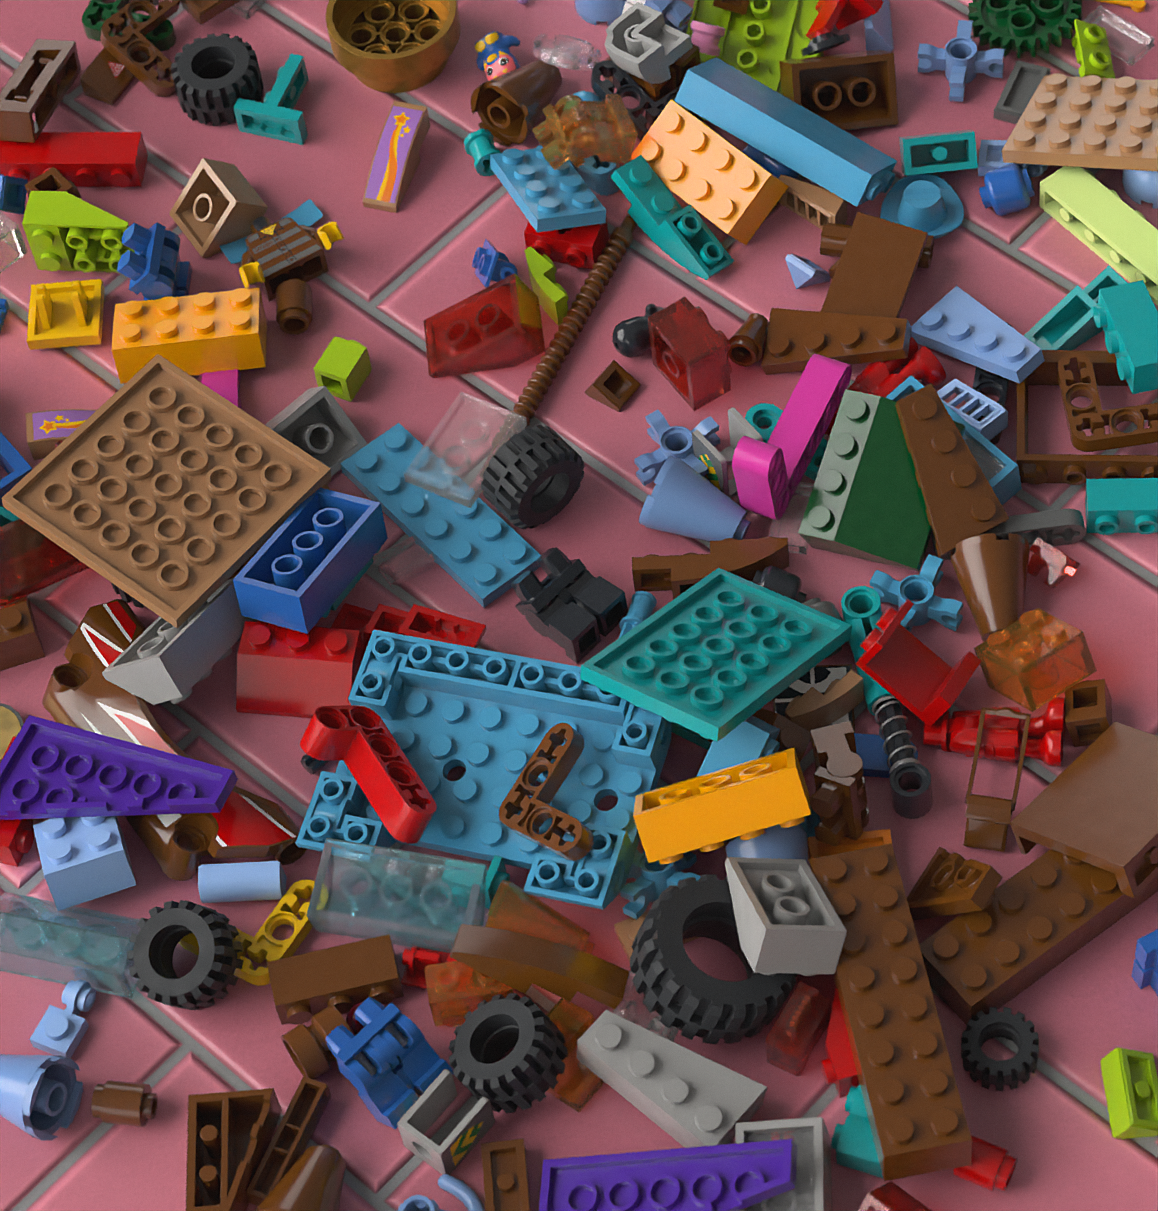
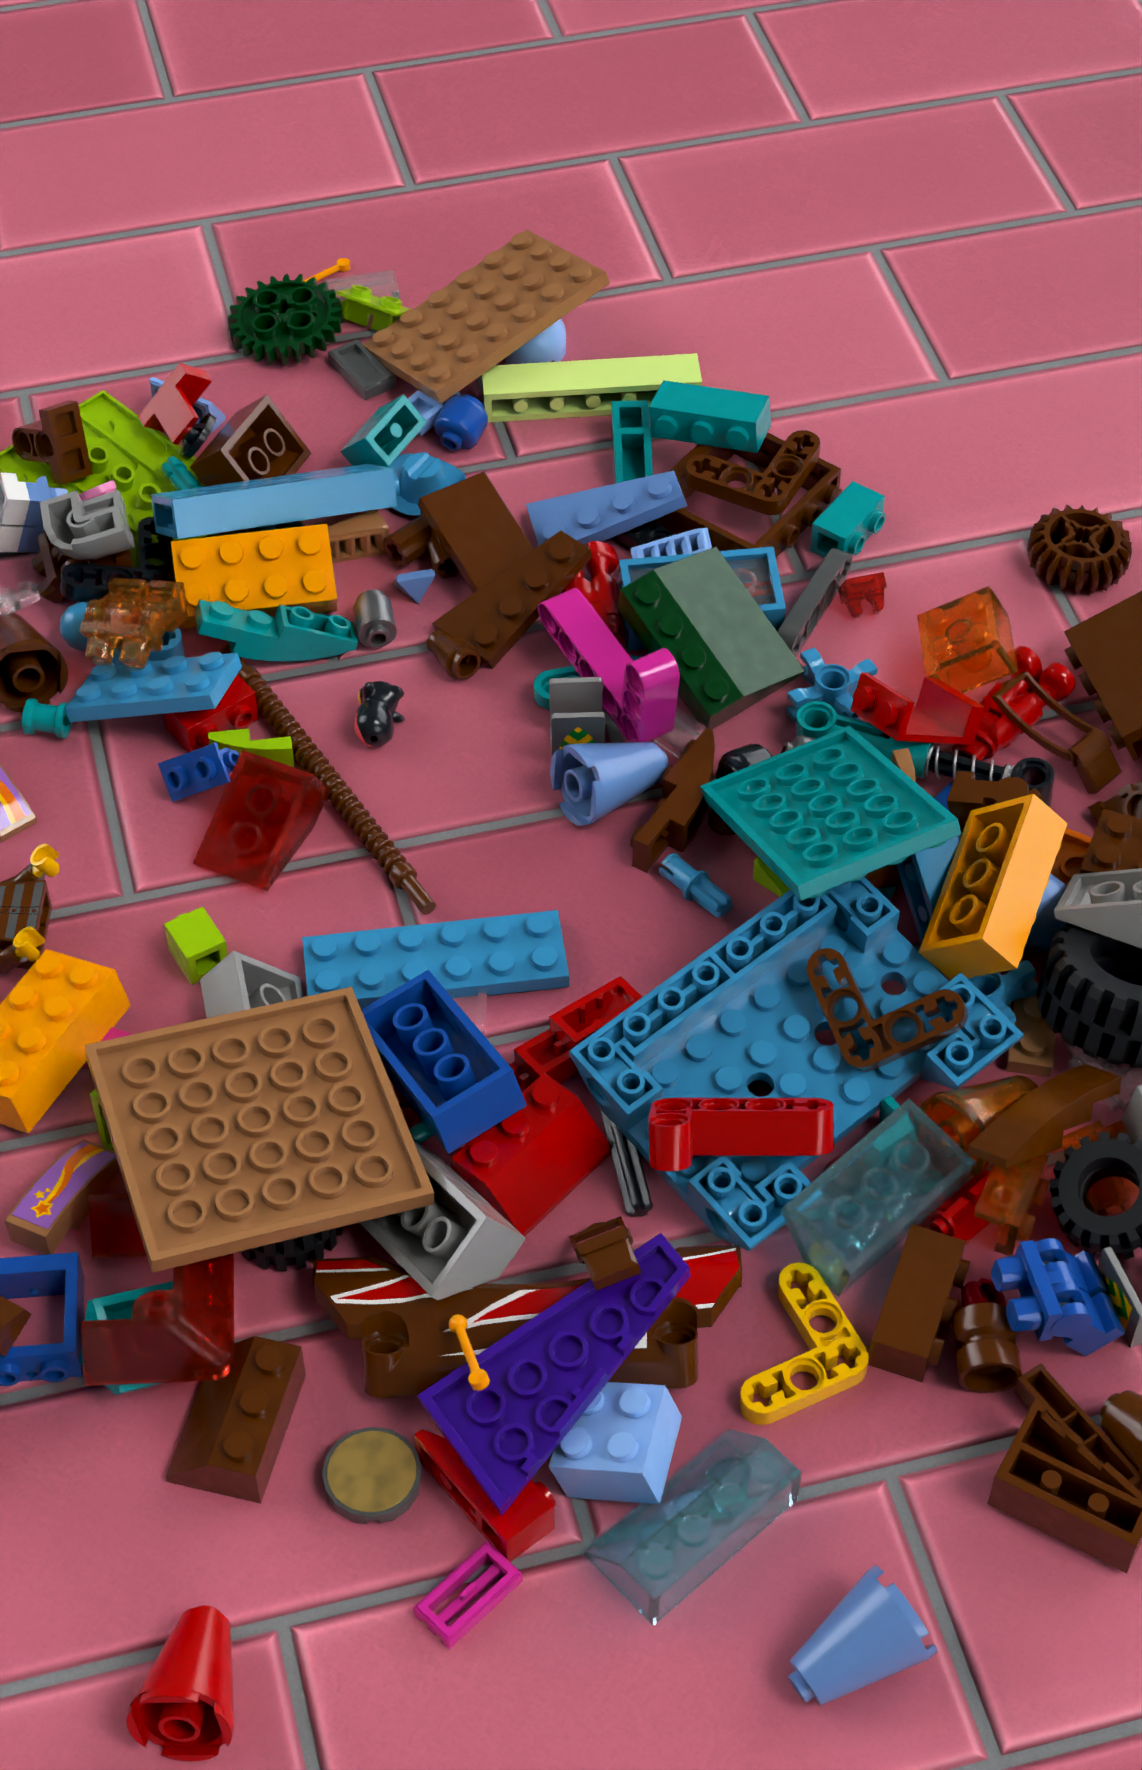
camera: 65 degrees left, 5 degrees down
(51, 737) = (478, 1377): none -> light orange hinge
(61, 1029) = (794, 1579): light blue plate -> none
(124, 1103) = (936, 1557): reddish brown brick -> none
(155, 950) = (849, 1393): black tyre -> none
(199, 749) = (607, 1254): none -> reddish brown piece
(241, 882) = (745, 1326): light blue brick -> none
(294, 306) = (80, 941): reddish brown brick -> none
(461, 449) = (393, 897): clear tile -> none
(533, 477) = (485, 857): black tyre -> none
(569, 603) = (633, 914): black hips -> none
(613, 386) = (406, 770): reddish brown slope -> none
(674, 442) = (527, 758): medium blue pin -> none
(690, 353) = (444, 689): clear red brick -> none
(741, 270) = (374, 619): none -> flat silver brick
(772, 76) = (179, 475): none -> teal axle
(951, 481) = (750, 582): reddish brown wing -> none
(960, 60) = (295, 378): medium blue pin -> none
(993, 579) = (864, 629): reddish brown cone -> none
(1087, 711) = (1040, 637): reddish brown brick -> none

